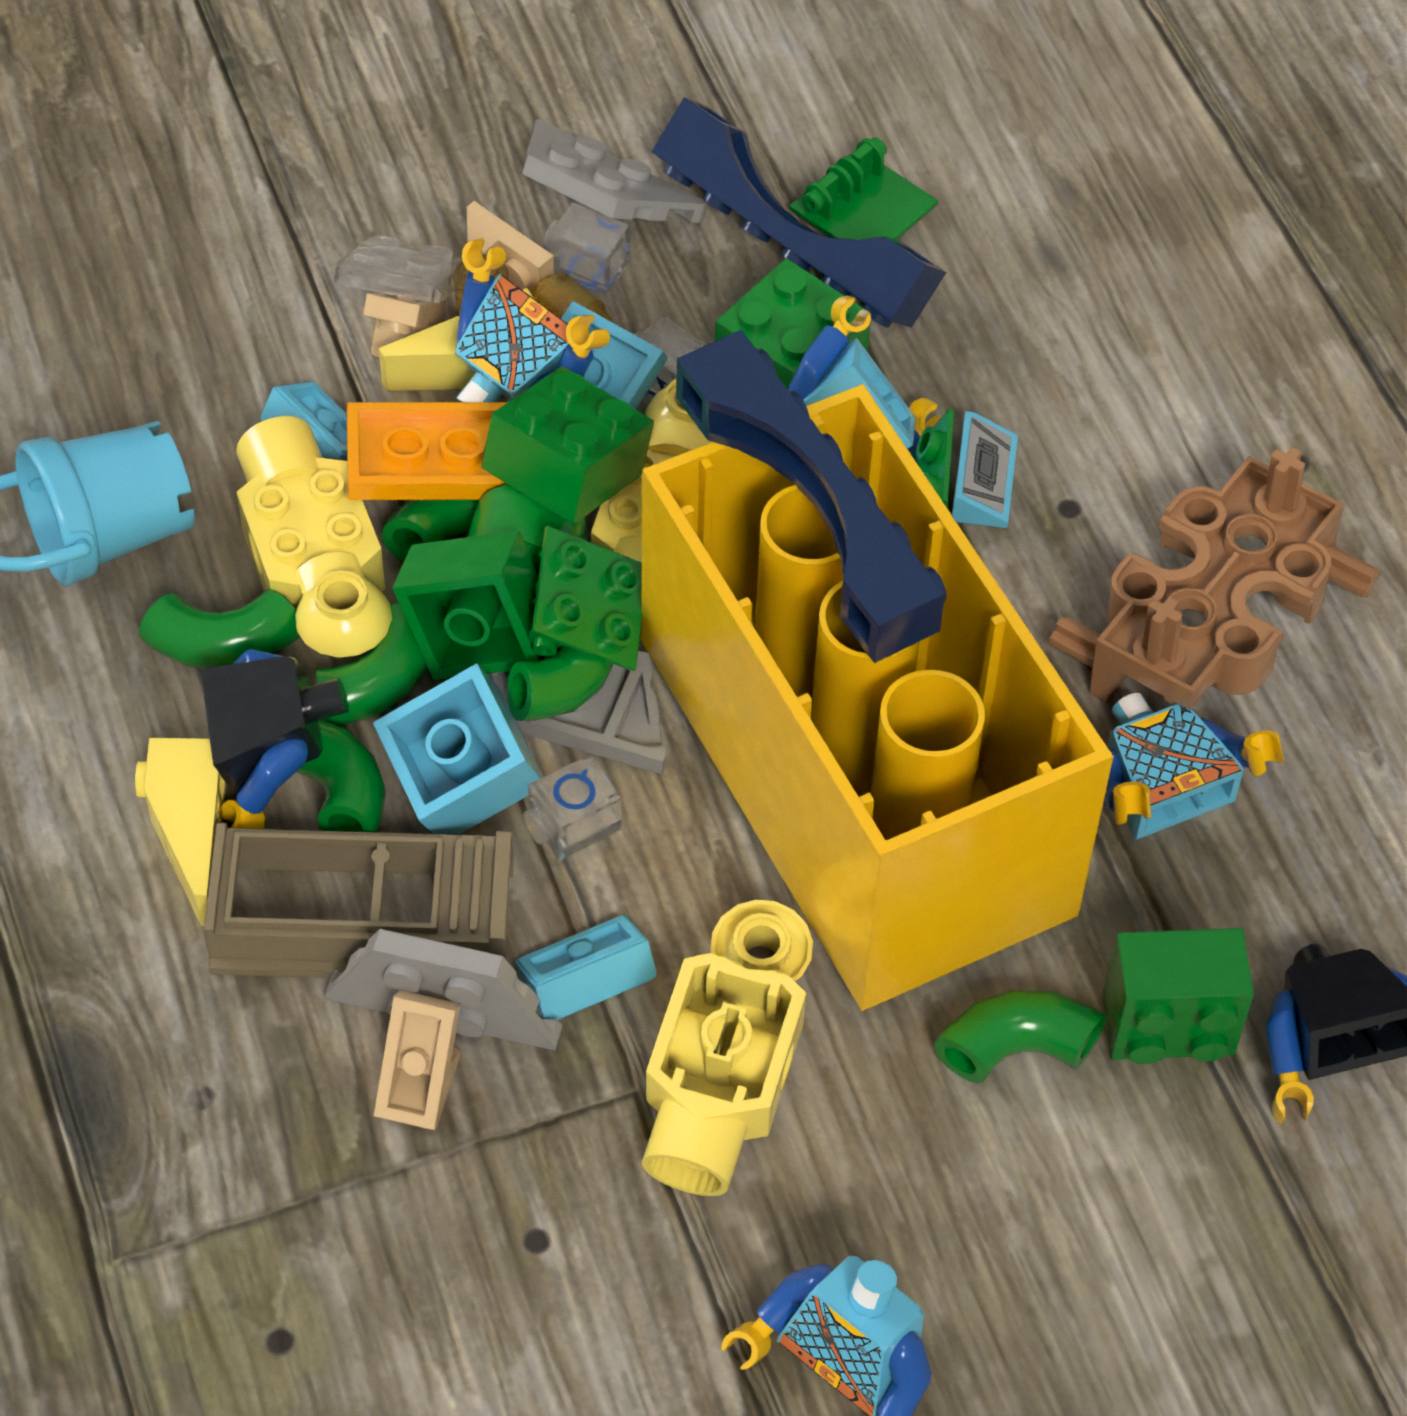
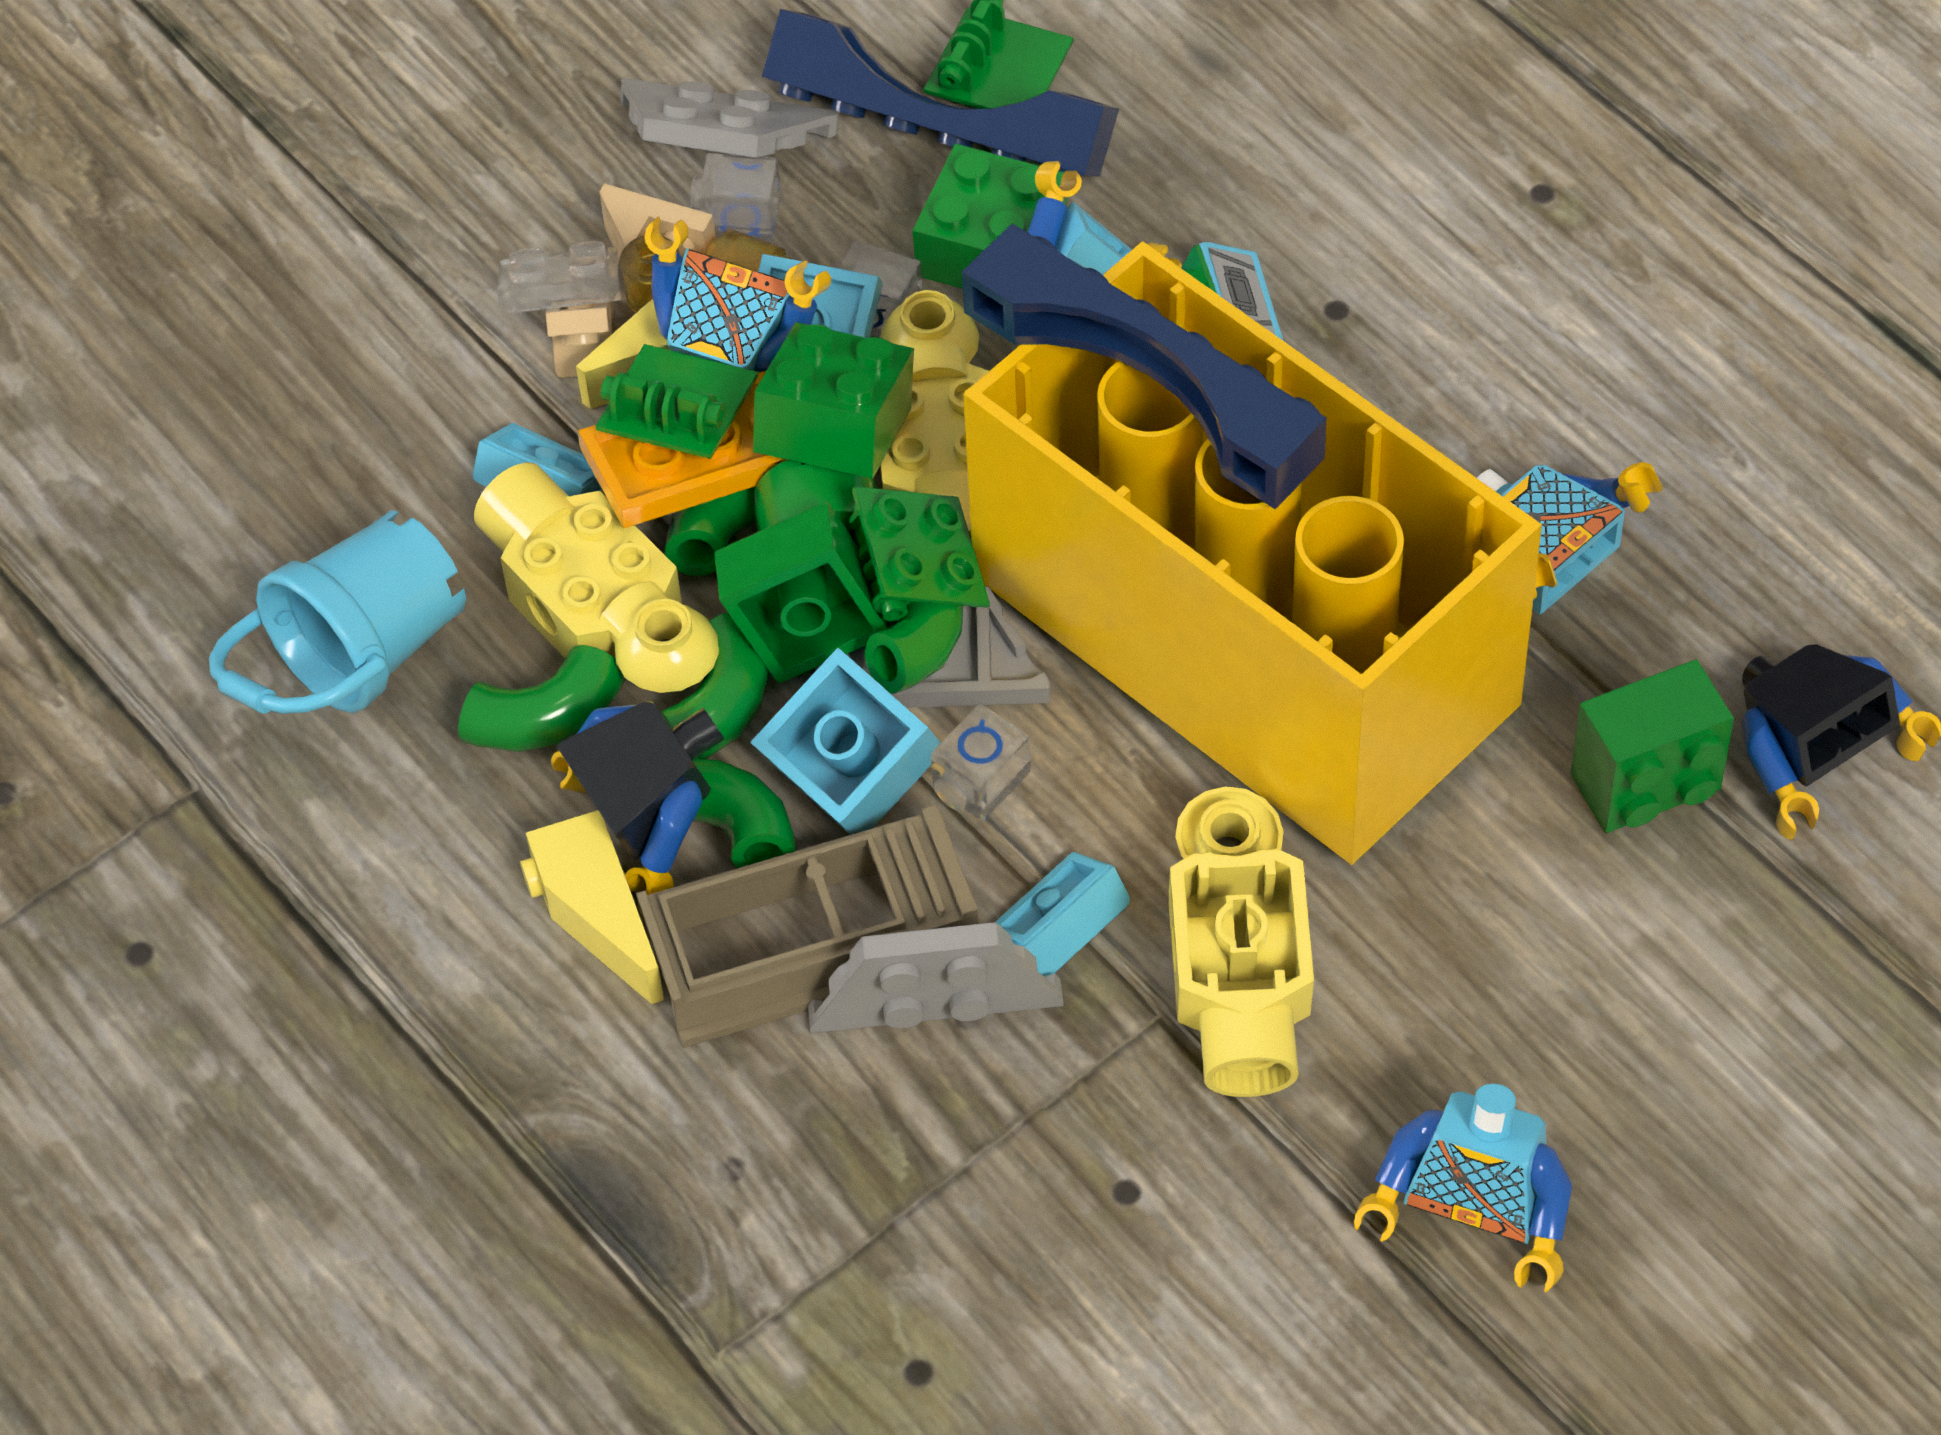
camera: 15 degrees left, 0 degrees up
(418, 1060) = (939, 1056): tan slope -> none
(434, 402) = (675, 400): none -> green hinge
(1017, 1024) = (1506, 827): green cylinder -> none
(1231, 645) = (1567, 396): medium nougat gear -> none

